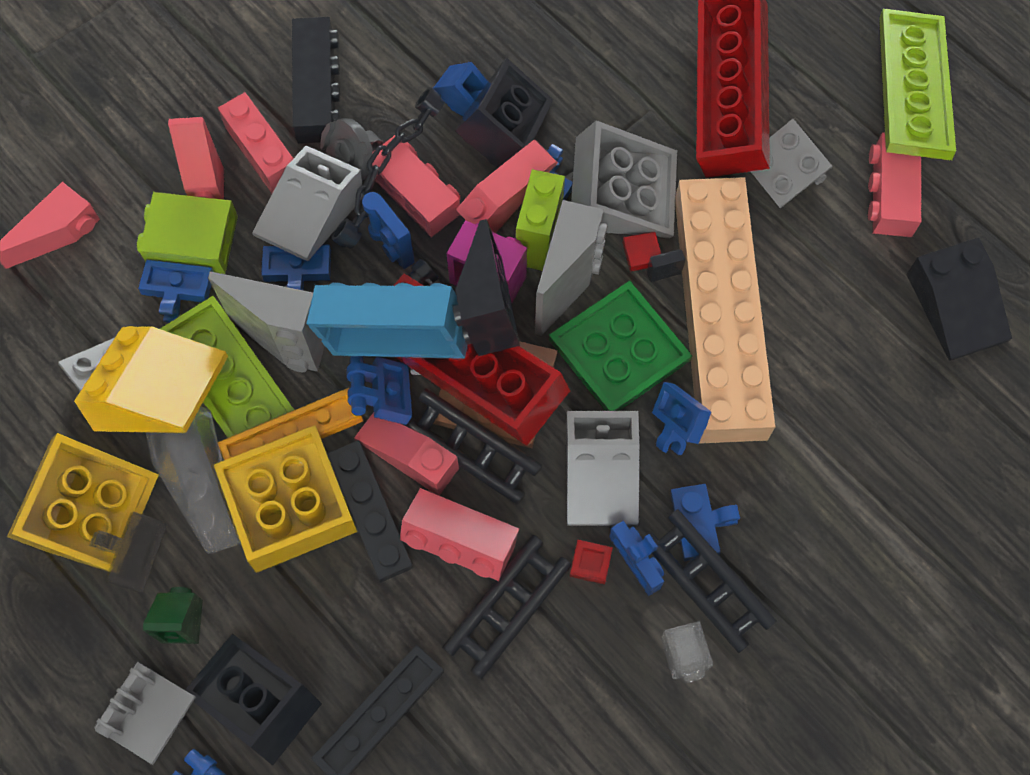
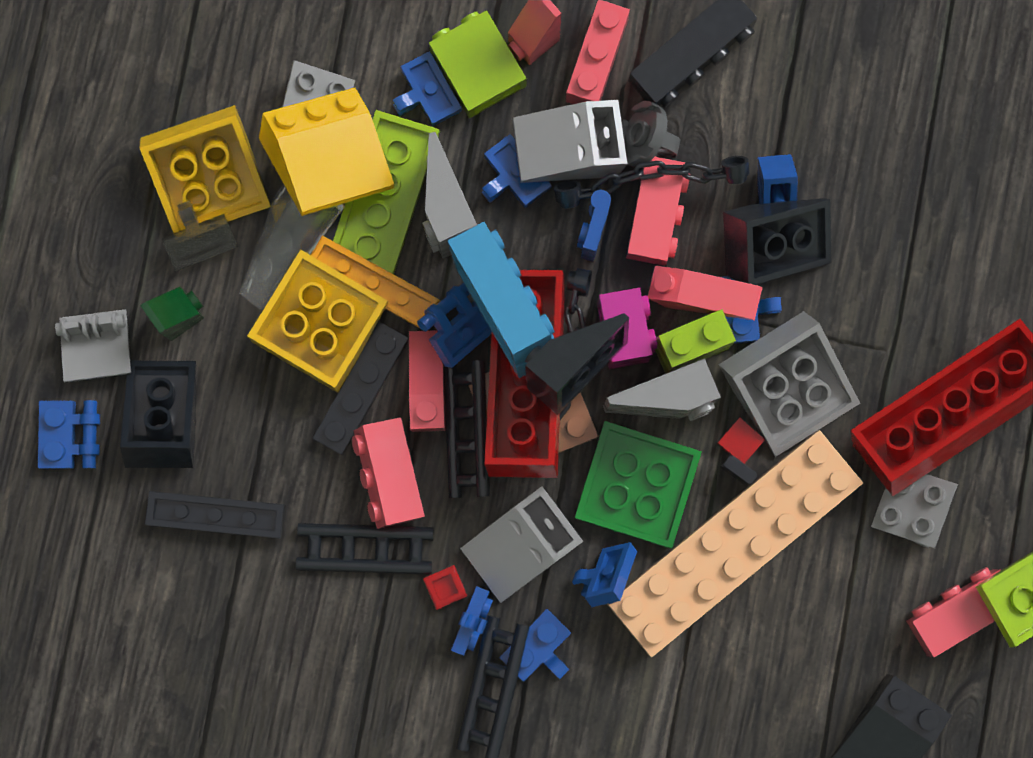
camera: 55 degrees right, 15 degrees up
(687, 652) = (425, 709): clear brick -> none

